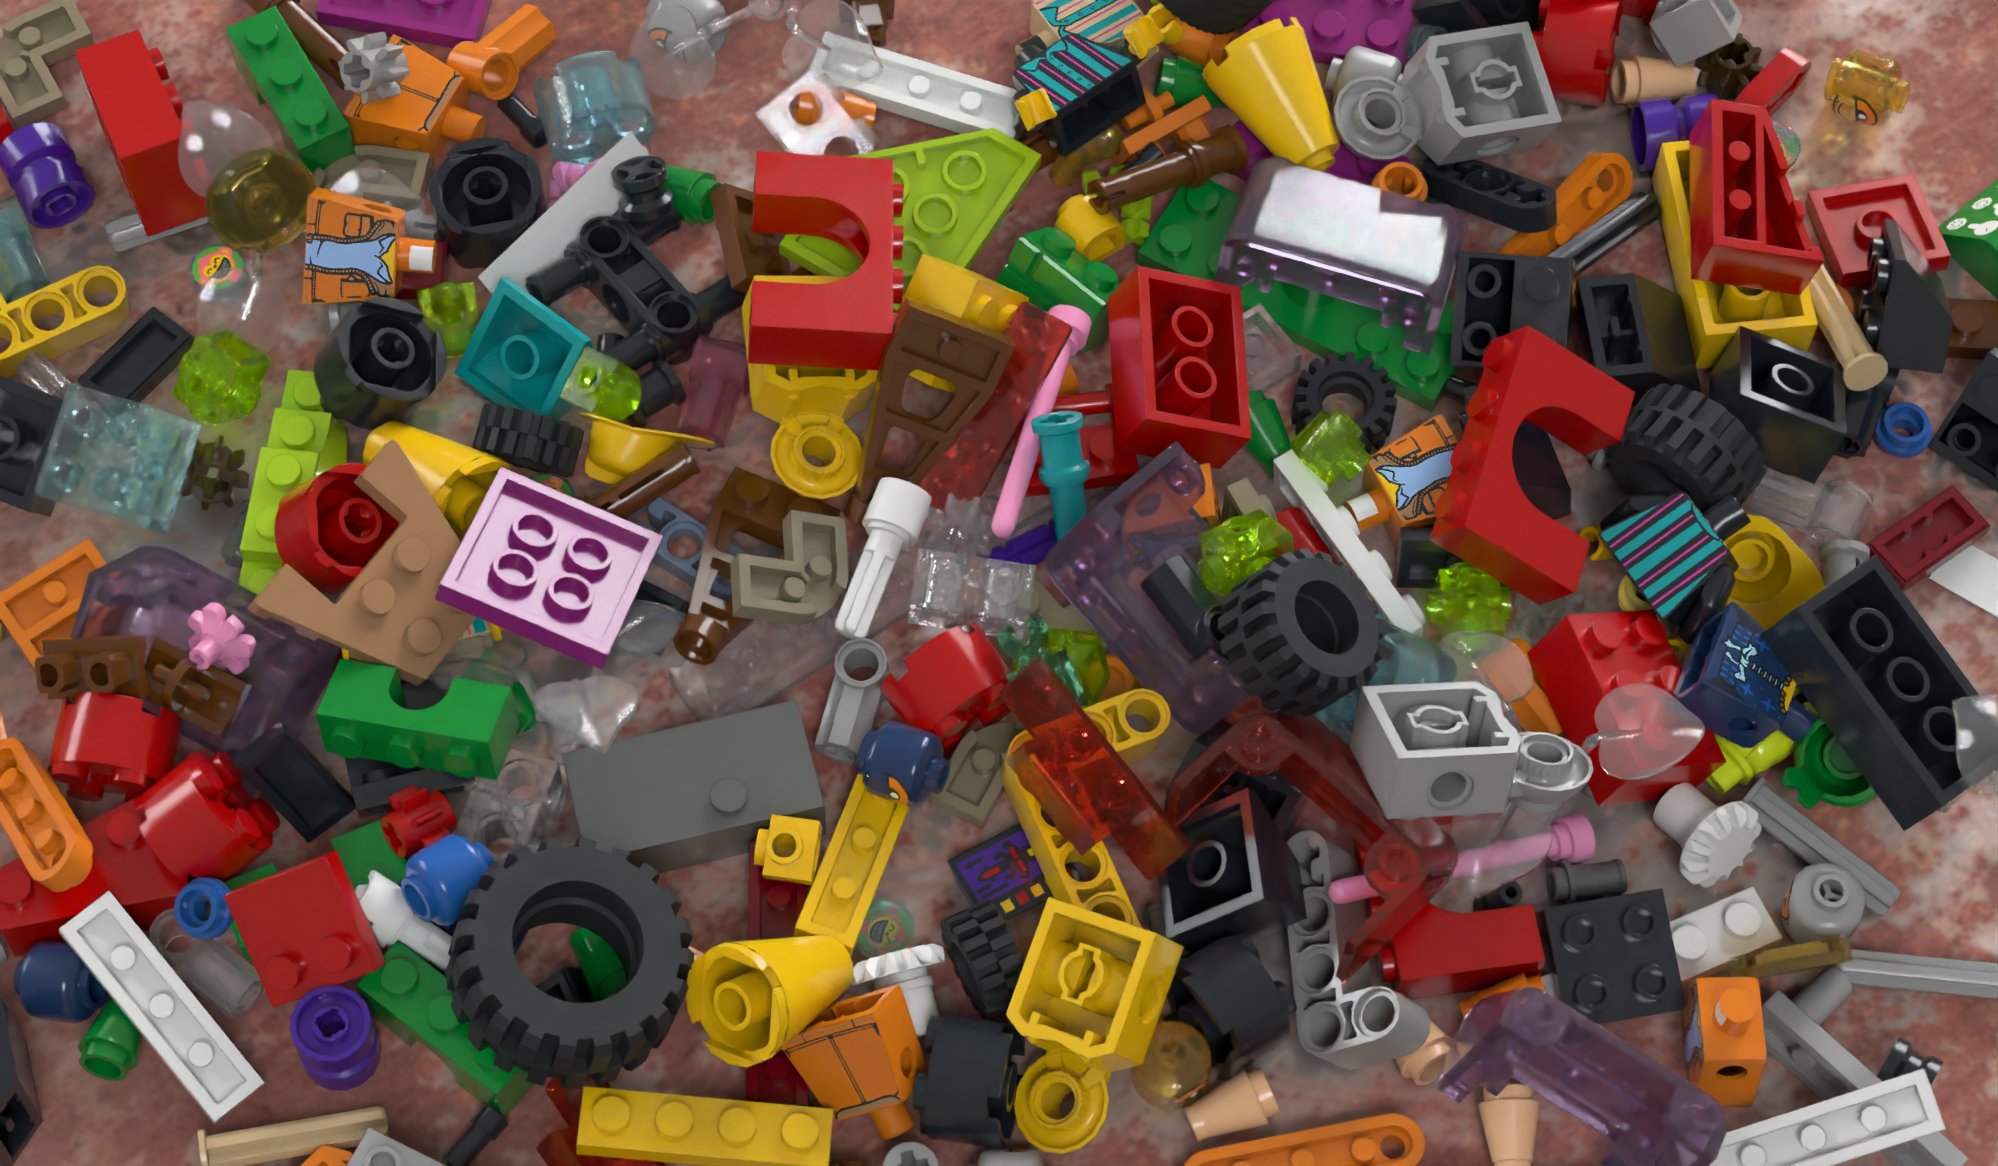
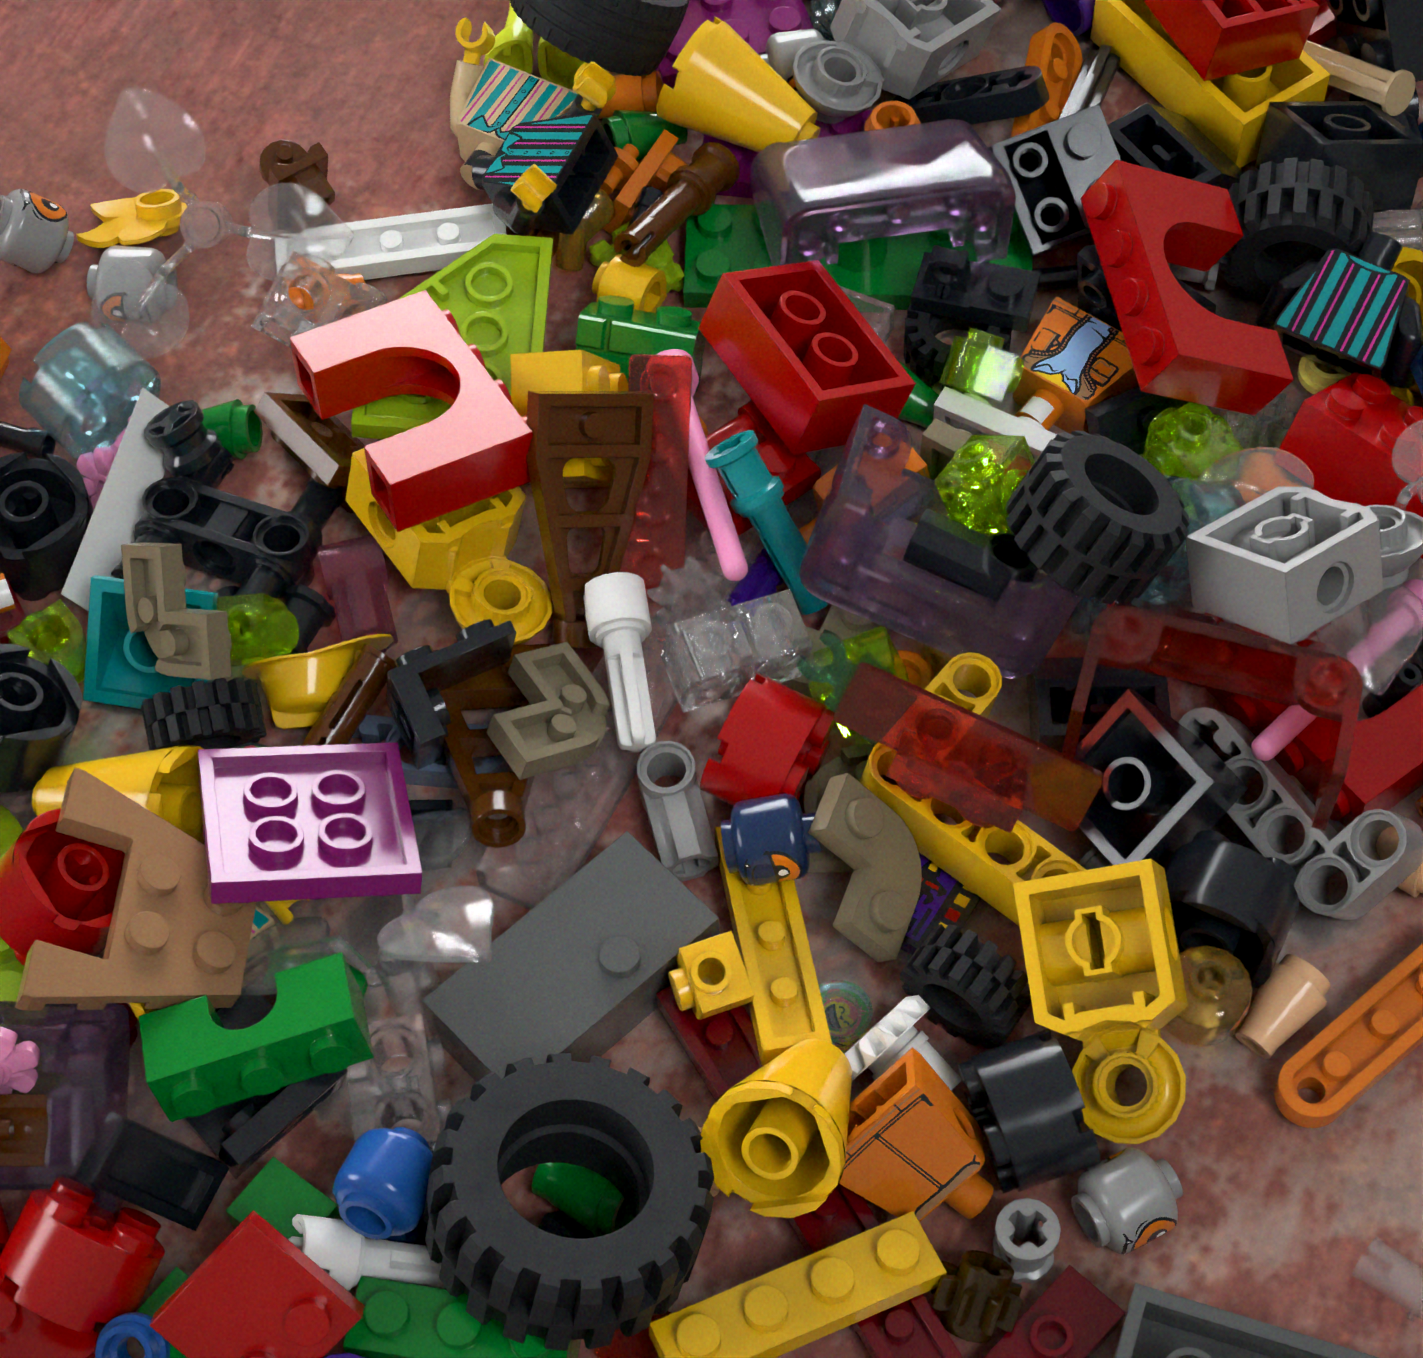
camera: 25 degrees left, 5 degrees down
(416, 820) = (312, 1143): red gear -> none
(545, 370) = (183, 639): none -> dark tan plate
(685, 520) = (422, 673): none -> black bracket
(984, 830) = (884, 863): none -> dark tan plate
(1375, 375) = (974, 291): none -> black hinge

